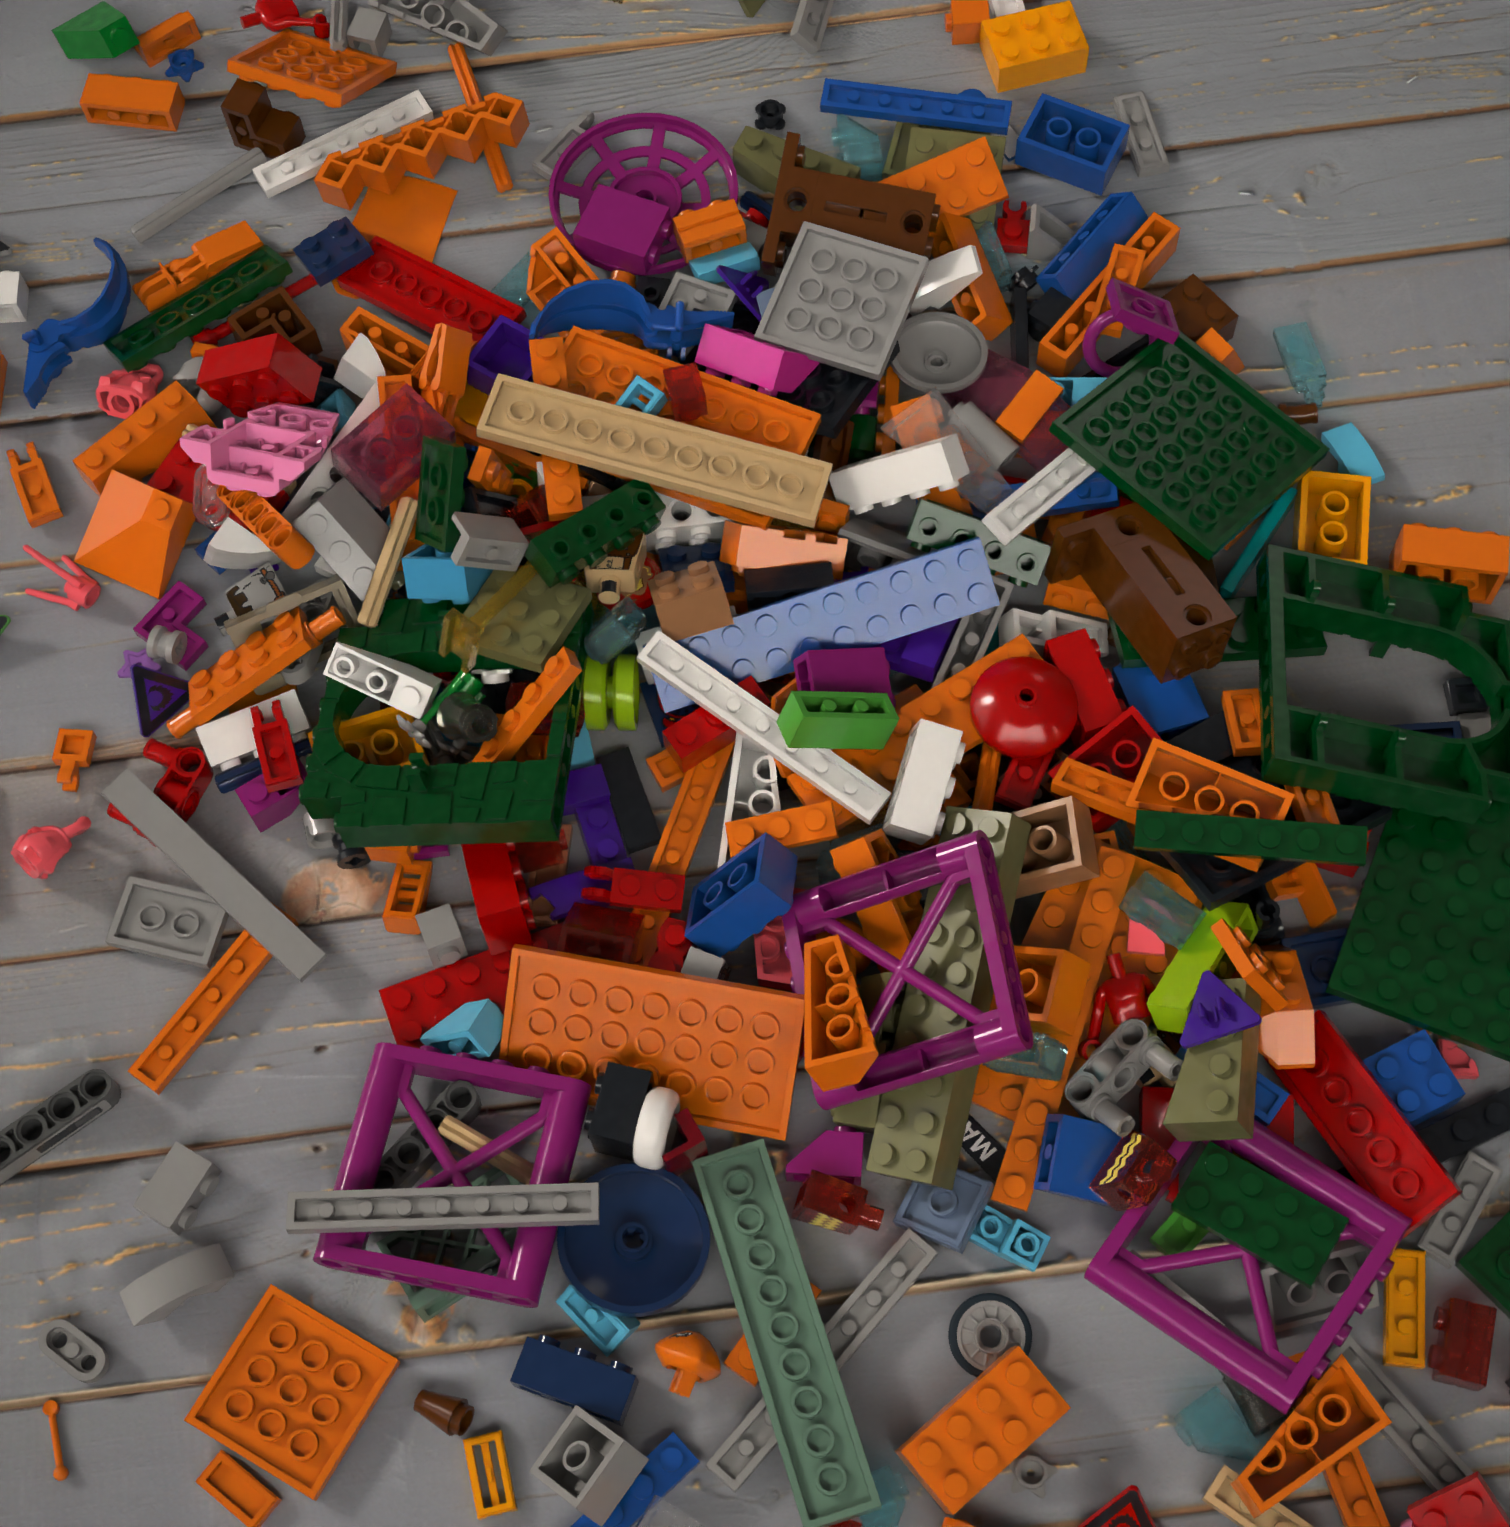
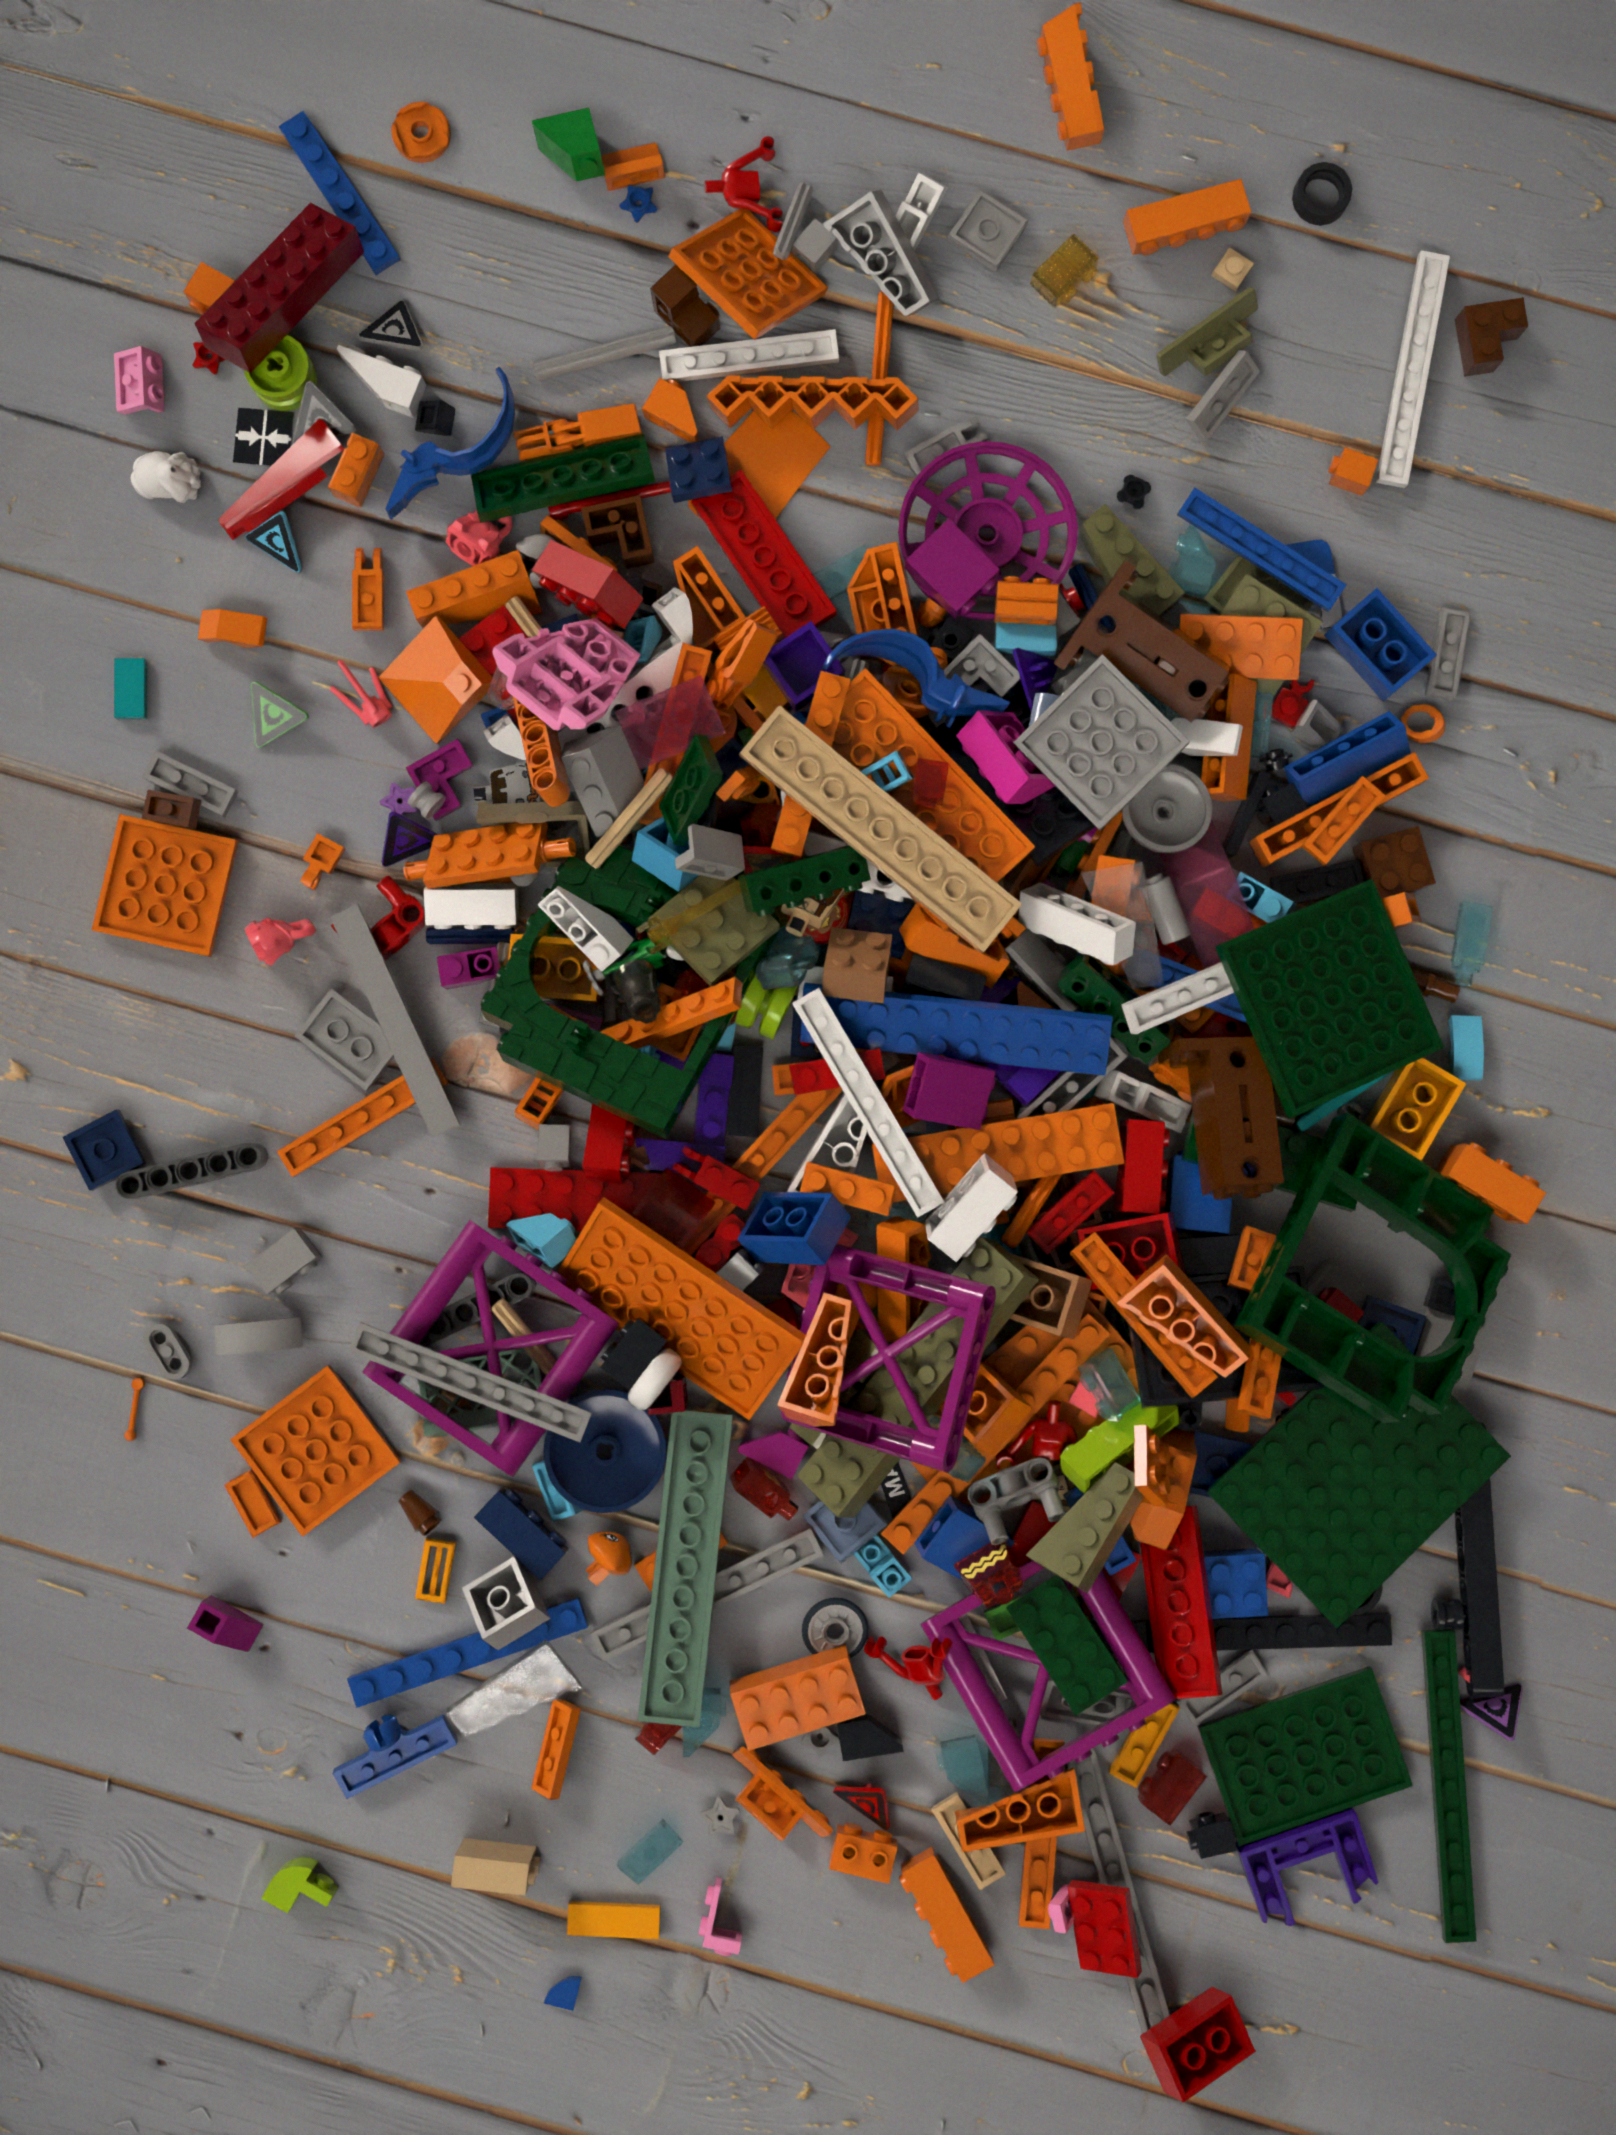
camera: 20 degrees right, 20 degrees up
(47, 306) = (435, 418): none -> black slope
(132, 102) = (579, 228): orange brick -> none
(276, 749) = (480, 941): red hinge -> none
(285, 214) = (671, 410): none -> orange slope
(837, 720) = (926, 1130): bright green brick -> none
(1019, 726) = (1061, 1165): red dish -> none
(1029, 406) = (1215, 902): orange tile -> none
(1033, 46) = (1397, 525): light orange brick -> none
(1083, 1444) = (866, 1738): none -> black slope
(1107, 1327) = (921, 1664): none -> red piece
(1138, 312) = (1345, 857): magenta tile -> none
(1162, 203) = (1428, 735): none -> orange piece
(1216, 1013) = (1105, 1494): dark purple piece -> none
(1251, 838) = (1198, 1376): dark green plate -> none

